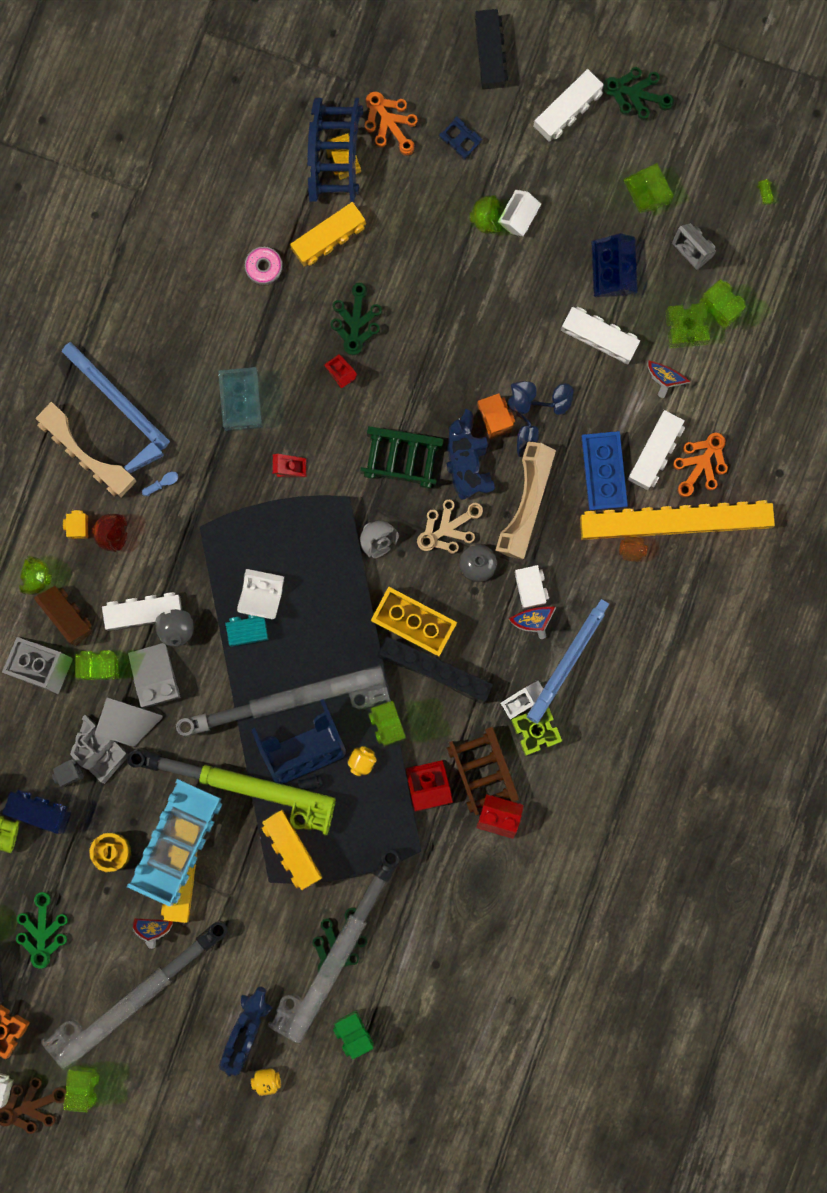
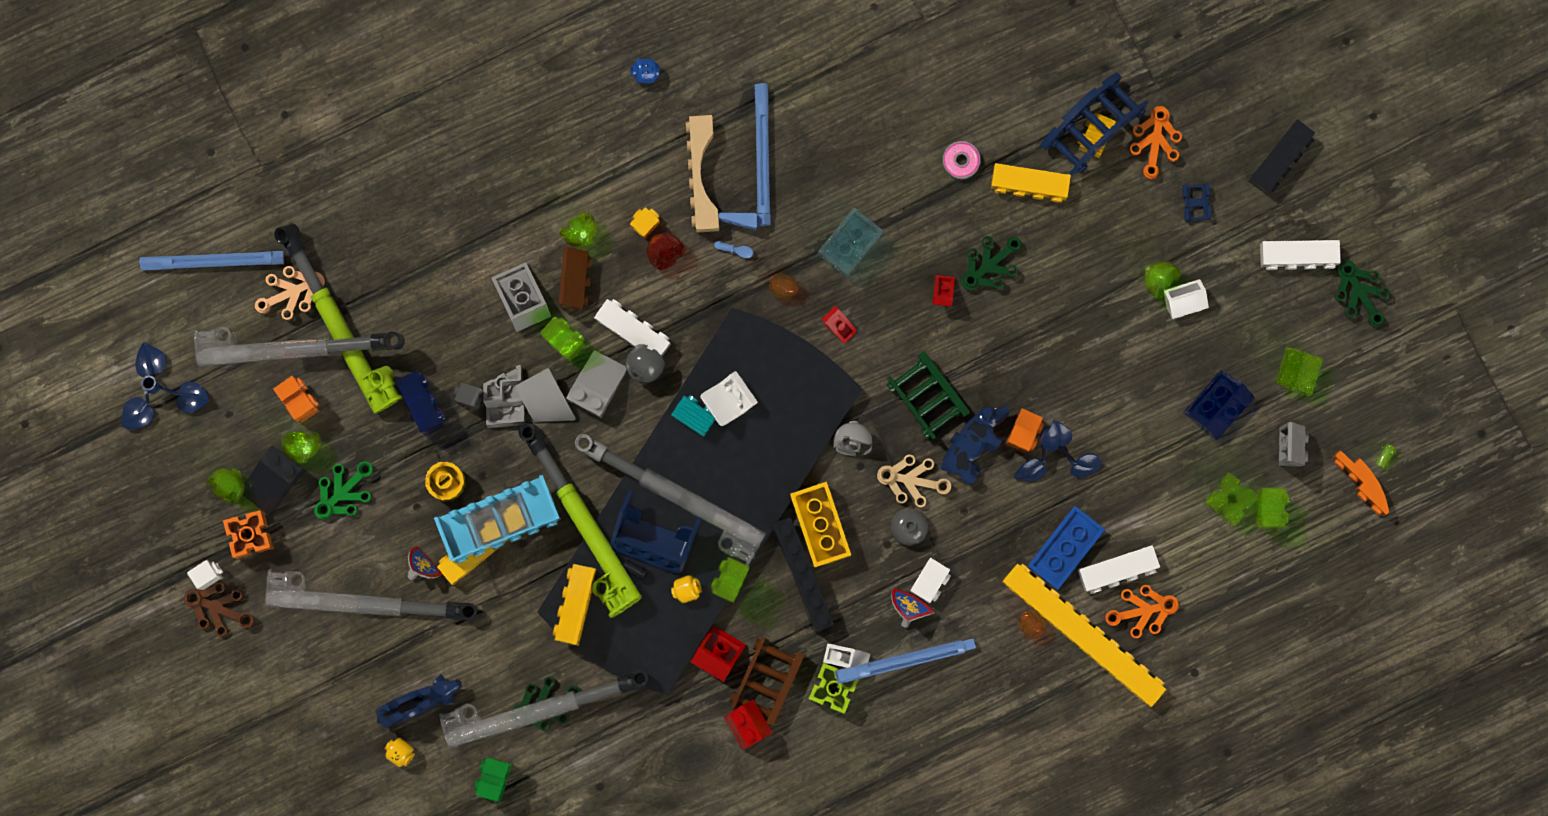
camera: 45 degrees right, 0 degrees up
(80, 1088) = (265, 629): clear neon green brick -> none
(221, 476) = (783, 286): none -> clear orange head
(537, 465) = (1020, 496): tan arch -> none
(600, 335) = (1159, 446): white brick -> none
(665, 377) = (1178, 522): shield -> none
(776, 224) = (1369, 487): none -> orange slope

